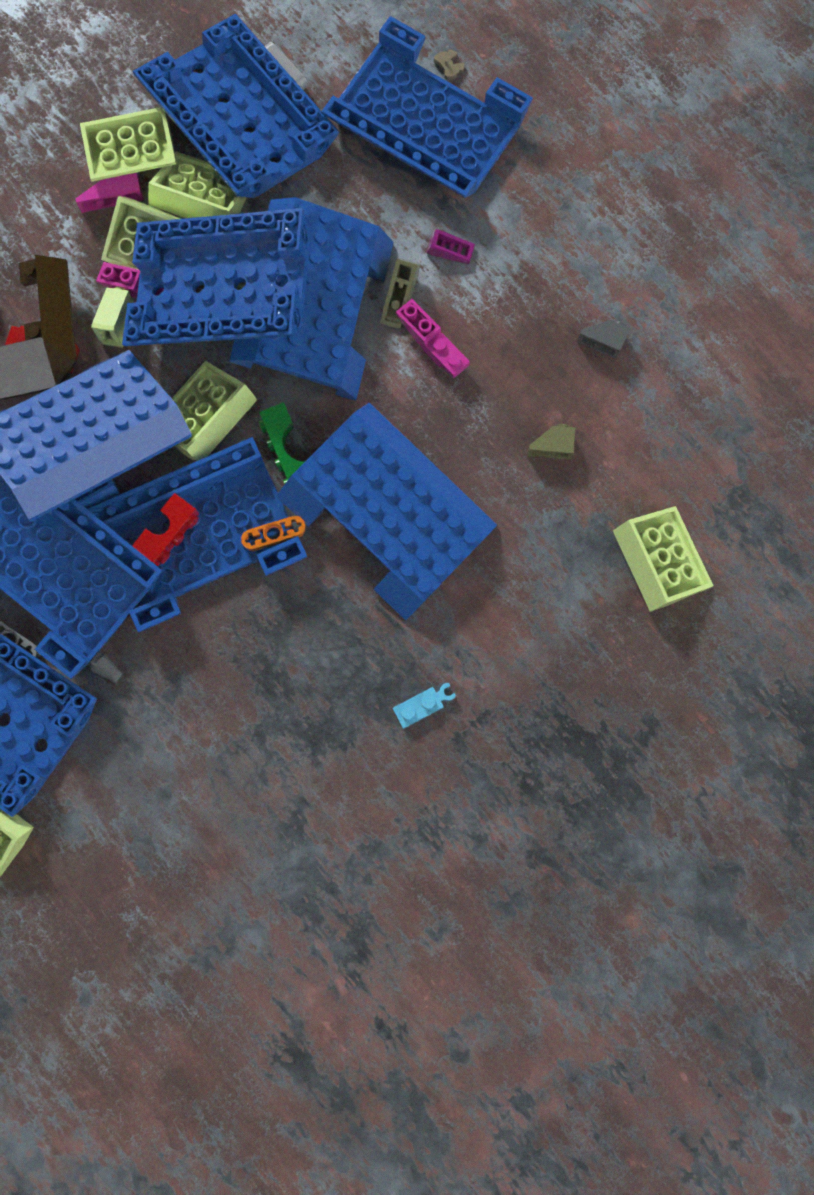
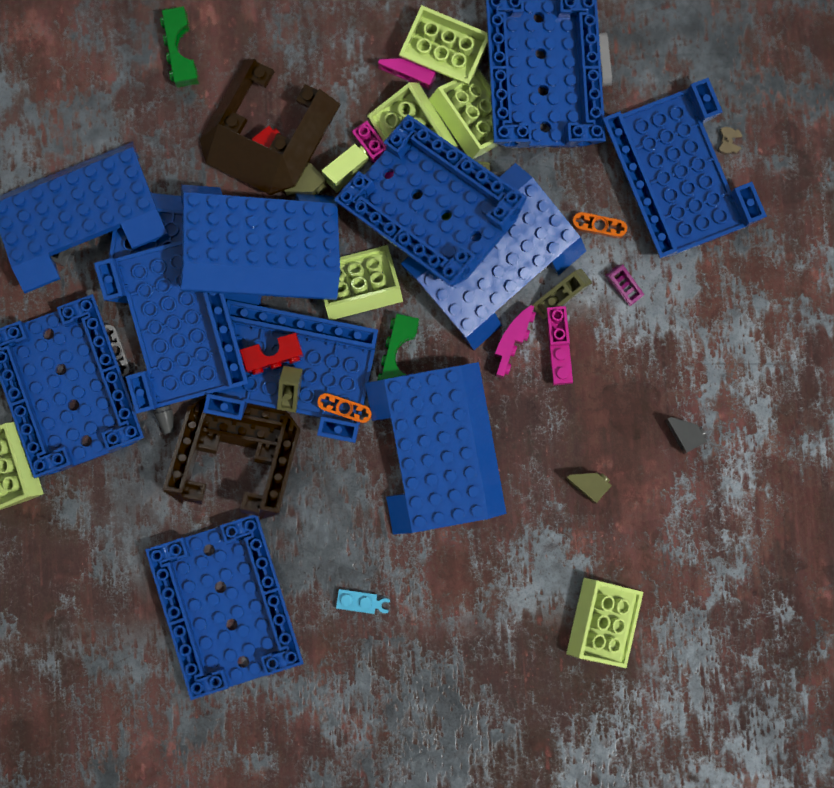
camera: 40 degrees right, 5 degrees up
(89, 352) = (309, 183): none -> olive slope
(207, 552) = (289, 389): none -> olive slope
(210, 610) = (261, 428): none -> dark brown slope
(275, 830) = (200, 614): none -> blue slope
(384, 360) = (515, 333): none -> dark pink slope
(405, 211) = (612, 232): none -> orange beam

